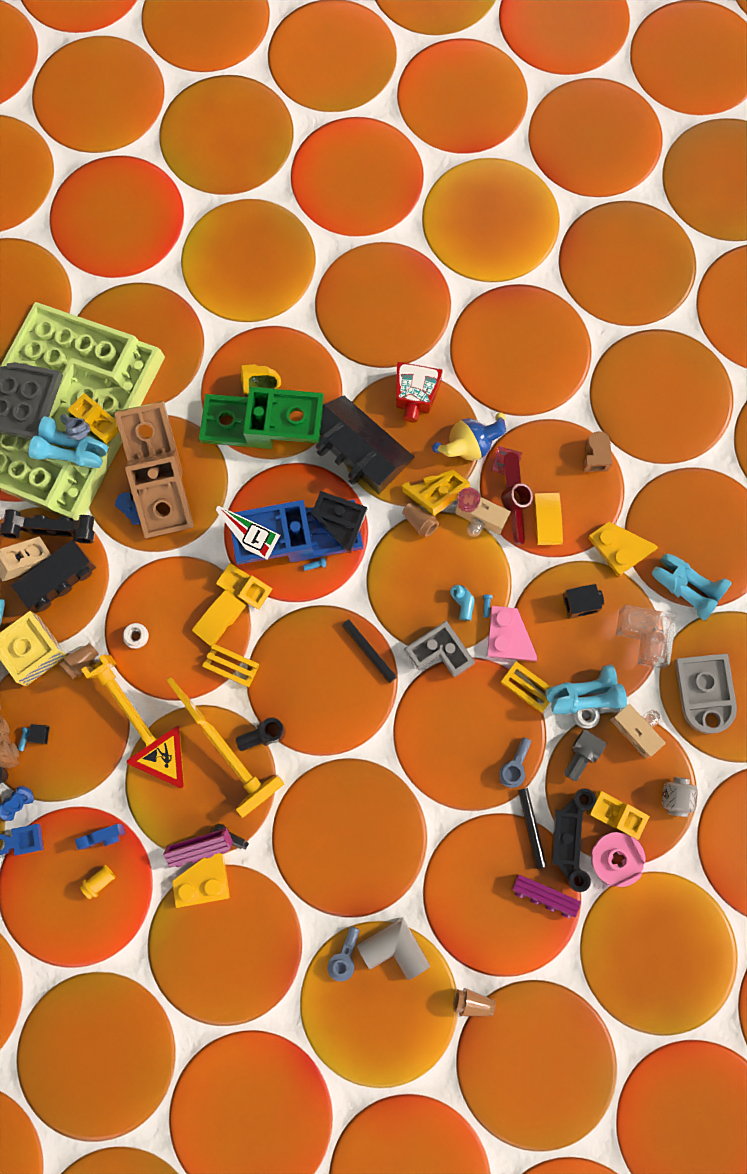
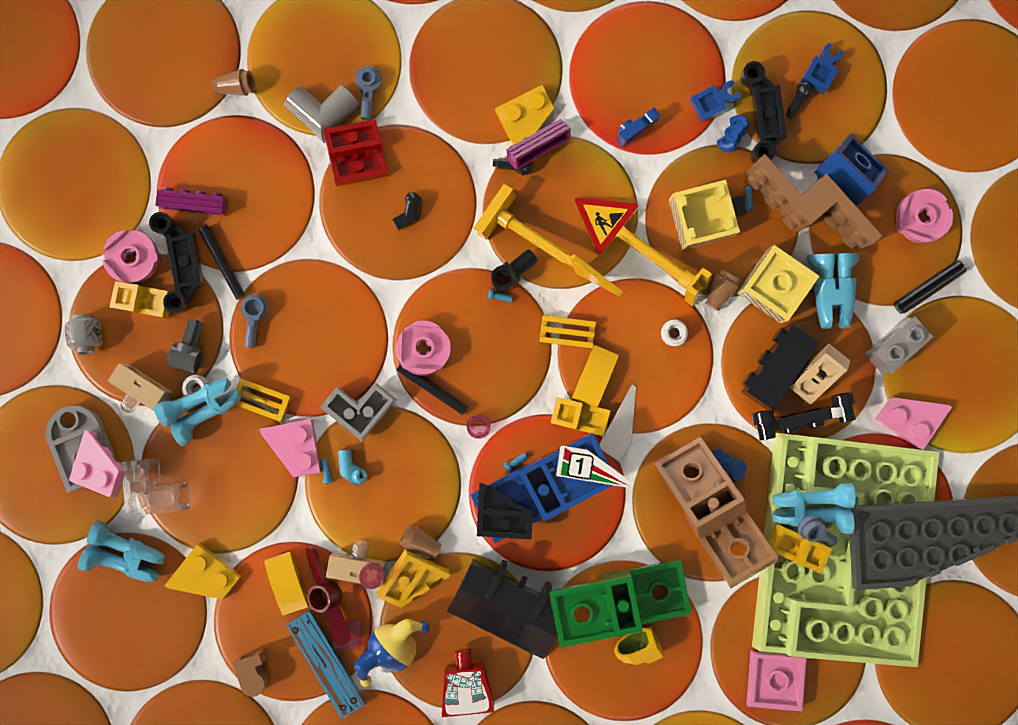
camera: 160 degrees right, 10 degrees up
(69, 733) = (704, 215): none -> light yellow container
(97, 882) = (626, 85): yellow pin -> none
(155, 322) = (776, 681): none -> bright pink plate
(212, 565) = (620, 430): none -> white sticker
(288, 720) = (500, 296): none -> dark azure piece
(338, 821) = (412, 211): none -> black arm
(339, 597) = (477, 418): none -> clear pink bush
(374, 895) = (355, 152): none -> red slope
(379, 682) = (434, 338): none -> bright pink plate
(532, 443) = (326, 664): none -> dark azure tile
(583, 601) = (227, 504): black brick -> none
(693, 665) = (96, 467): none -> bright pink wing

